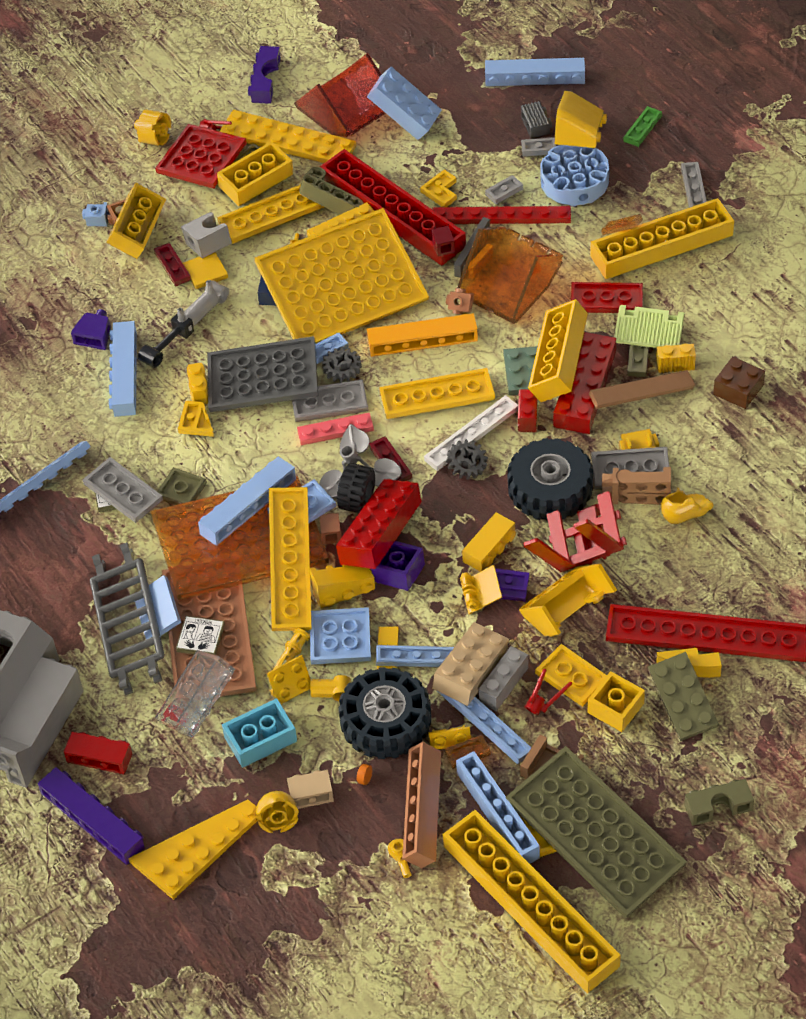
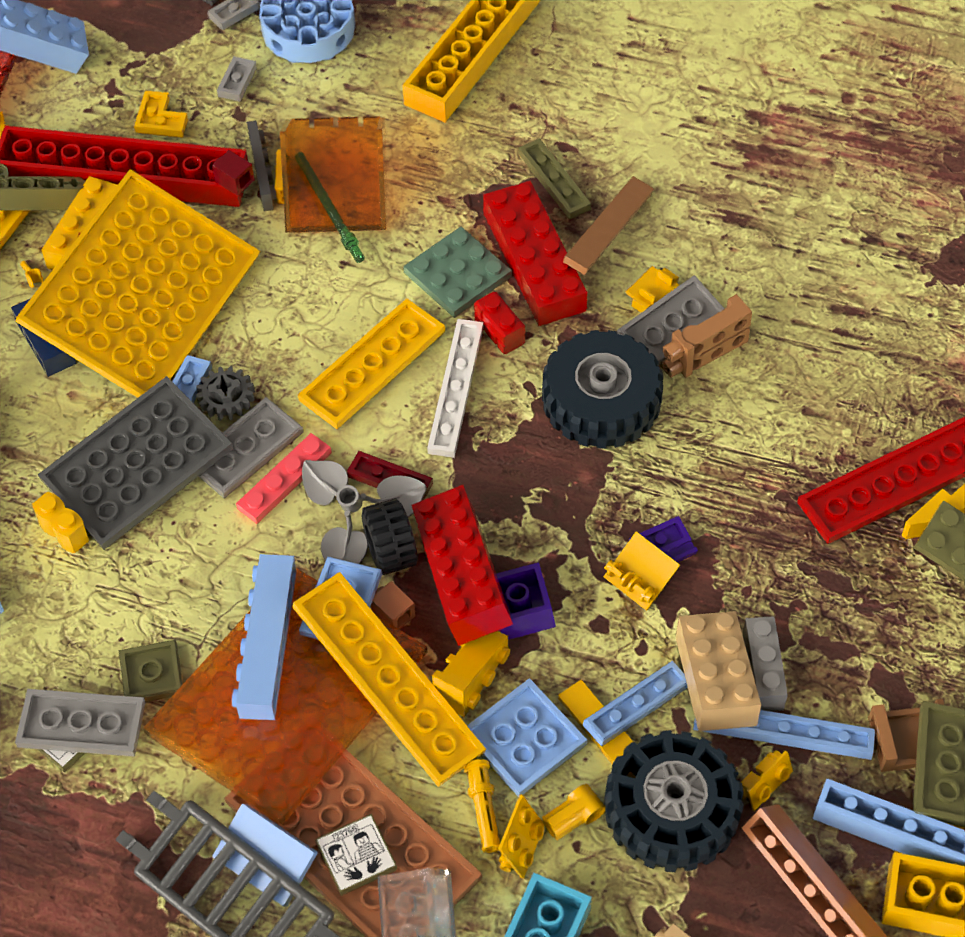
camera: 40 degrees left, 5 degrees up
(195, 420) = (95, 571): yellow wing -> none
(364, 774) = (712, 897): orange tile -> none
(422, 334) = (291, 302): light orange brick -> none
(461, 749) = (803, 783): clear orange plate -> none
(466, 301) = (313, 236): nougat brick -> none
(466, 461) = (482, 422): dark grey gear -> none
(484, 316) = (348, 238): none -> bar
(489, 542) = (597, 507): yellow brick -> none
(506, 214) = (266, 105): red plate -> none
(536, 703) = (826, 671): red plant -> none
(558, 351) = (485, 231): yellow brick -> none
(566, 596) = (738, 518): yellow windscreen -> none
(566, 667) = (831, 609): yellow plate -> none
(593, 536) = (705, 428): red piece -> none
(607, 296) = (464, 142): red tile -> none
(616, 701) = (914, 609): yellow brick -> none
(622, 224) = (416, 48): clear orange tile -> none
(648, 327) = (549, 150): yellowish green window -> none
(675, 358) = (608, 169): yellow brick -> none
(681, 507) = (774, 333): yellow piece -> none
(739, 382) = (701, 159): reddish brown brick -> none

